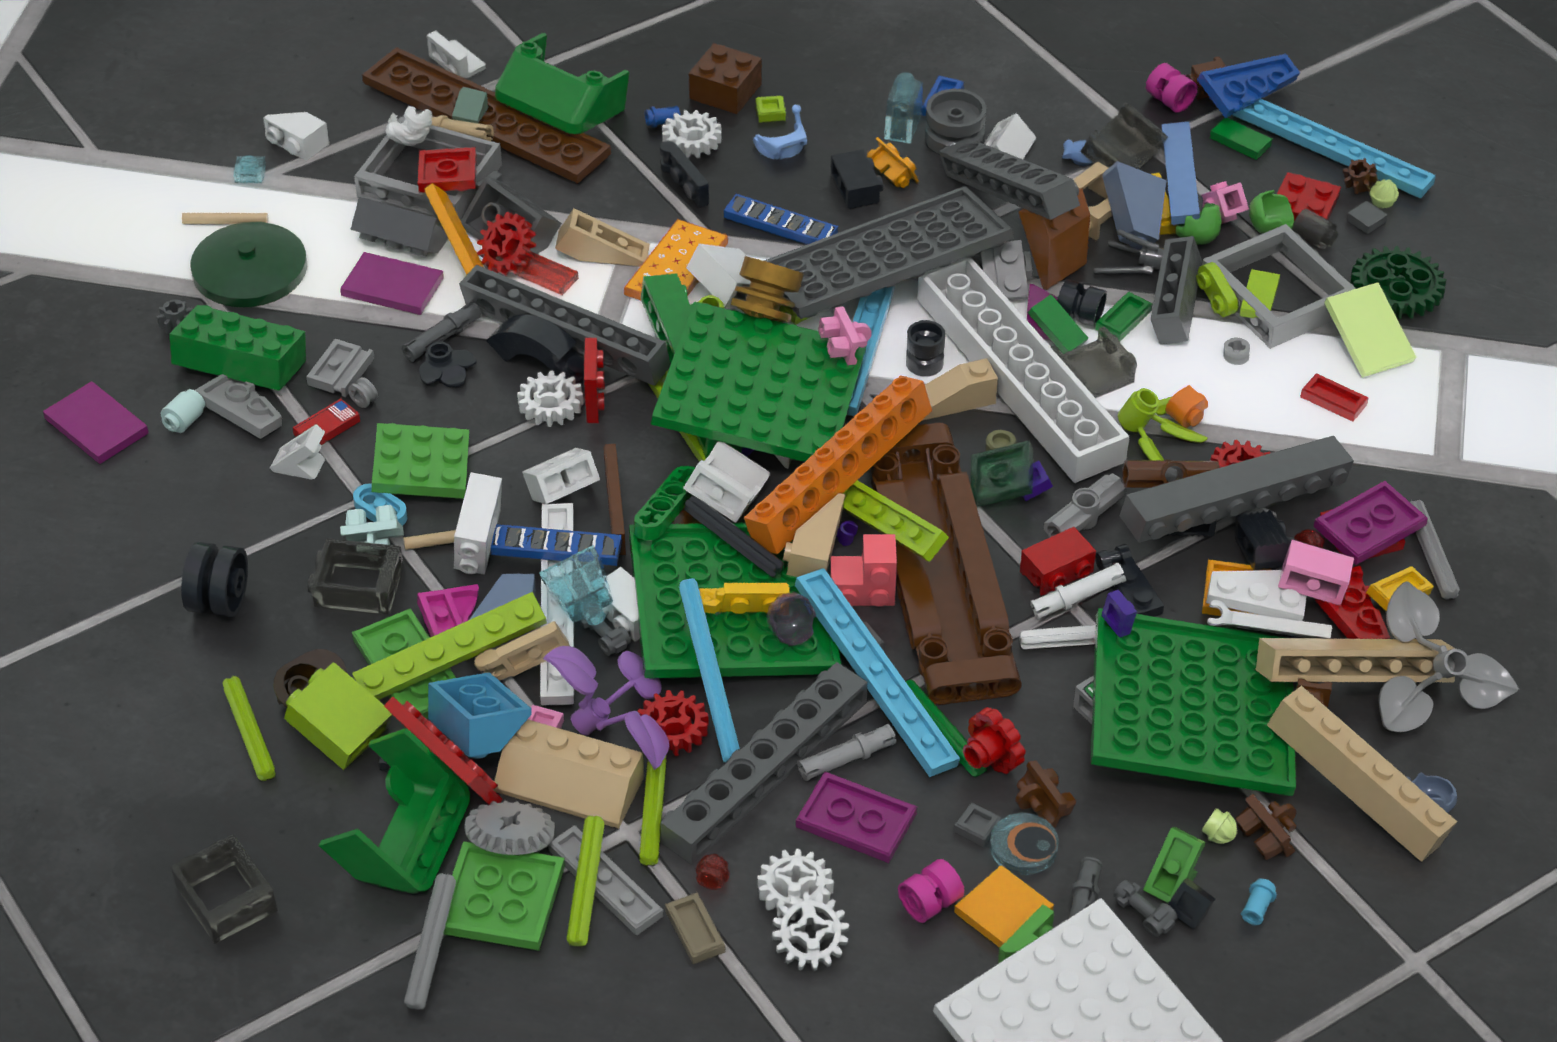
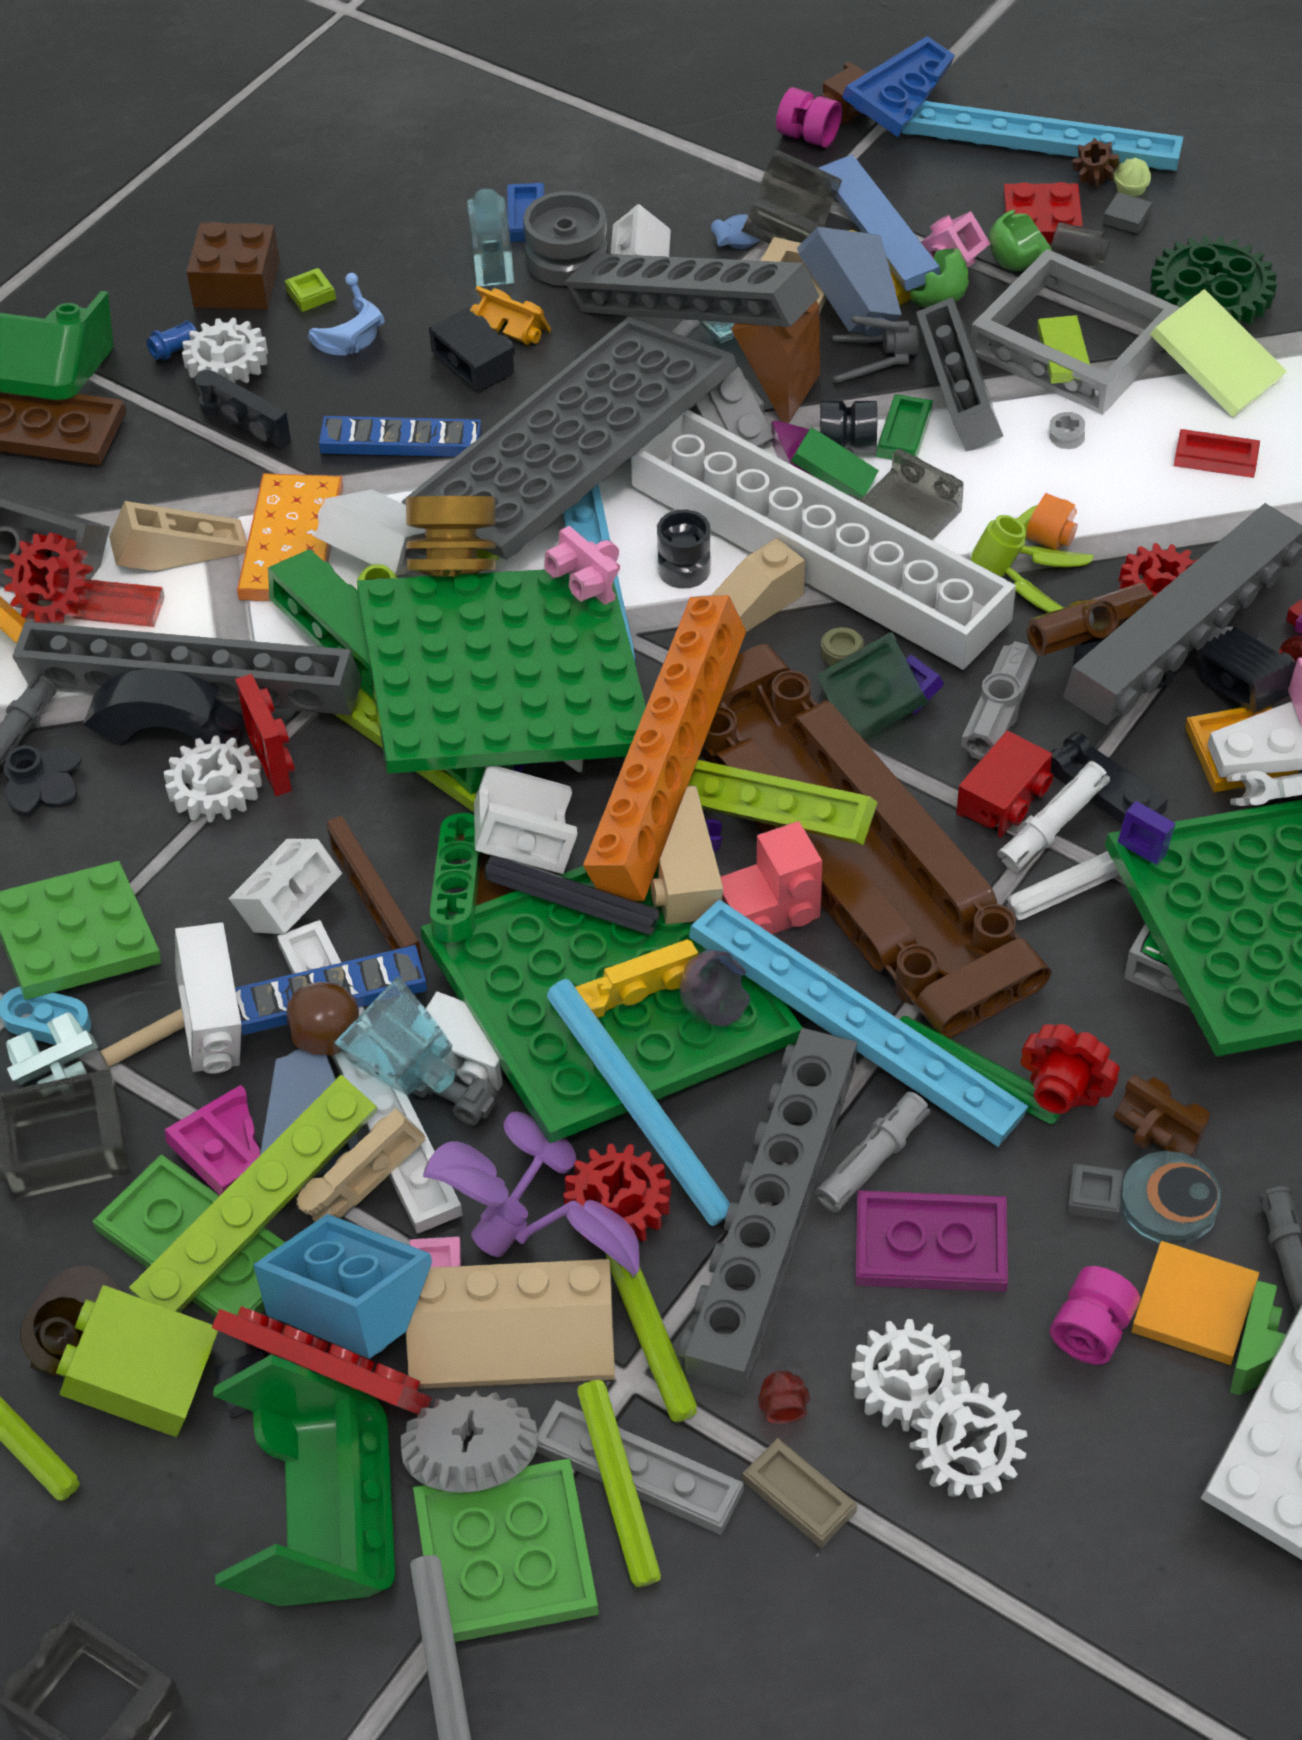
camera: 20 degrees left, 5 degrees up
(537, 554) = (320, 1016): none -> reddish brown hair
(1217, 289) = (1007, 357): lime plate -> none
(1240, 138) = (922, 158): green tile -> none

